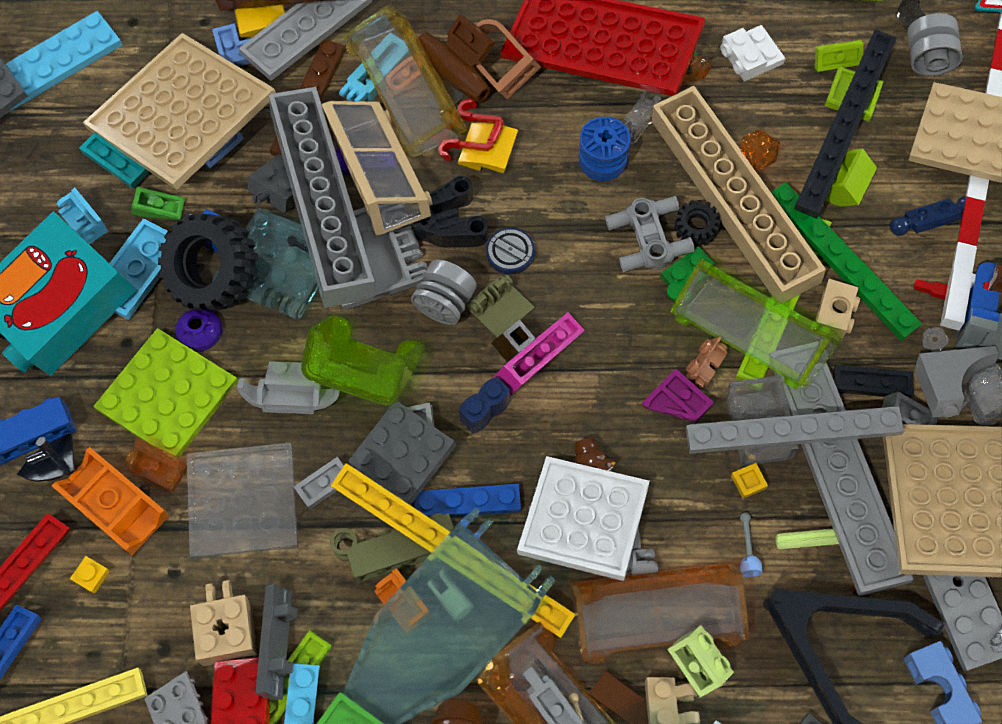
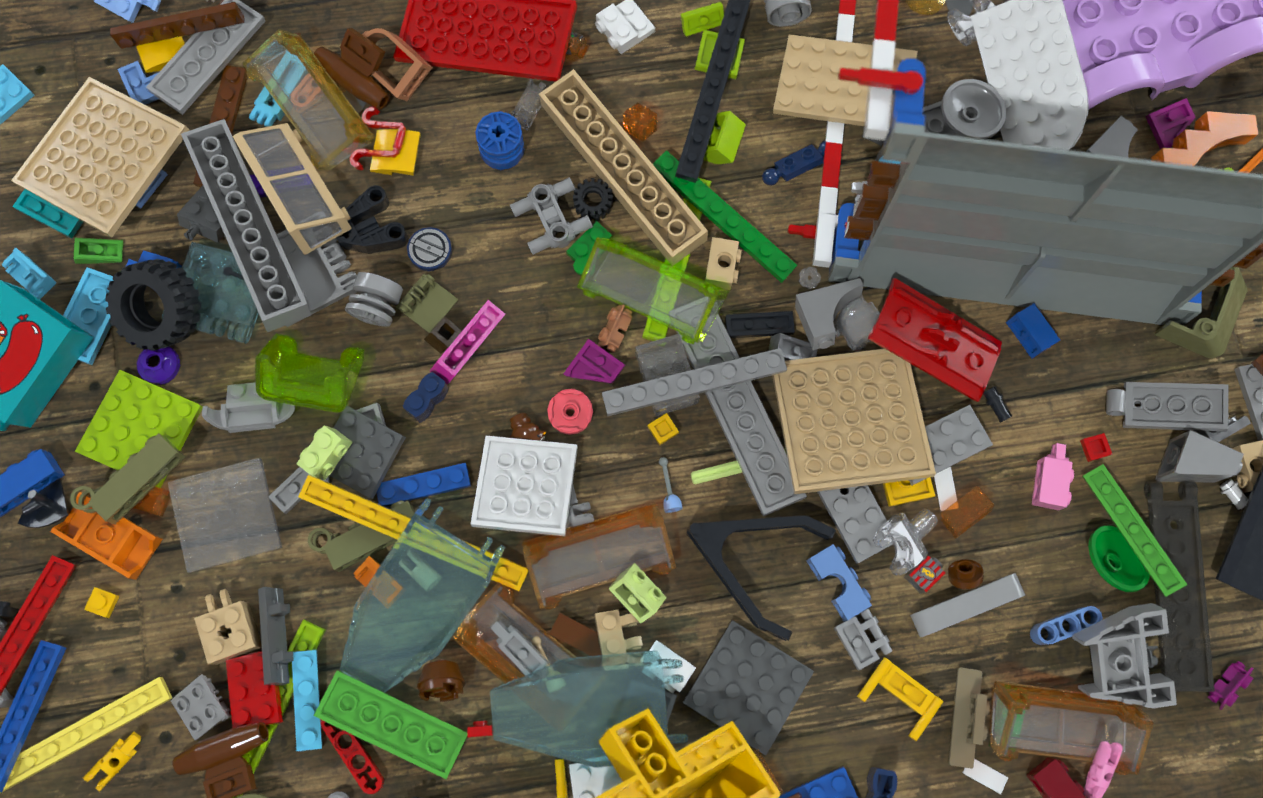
camera: 15 degrees left, 10 degrees up
(149, 445) = (132, 481): none -> olive hinge
(365, 444) = (324, 452): none -> yellowish green brick
(646, 433) = (567, 400): none -> coral plate

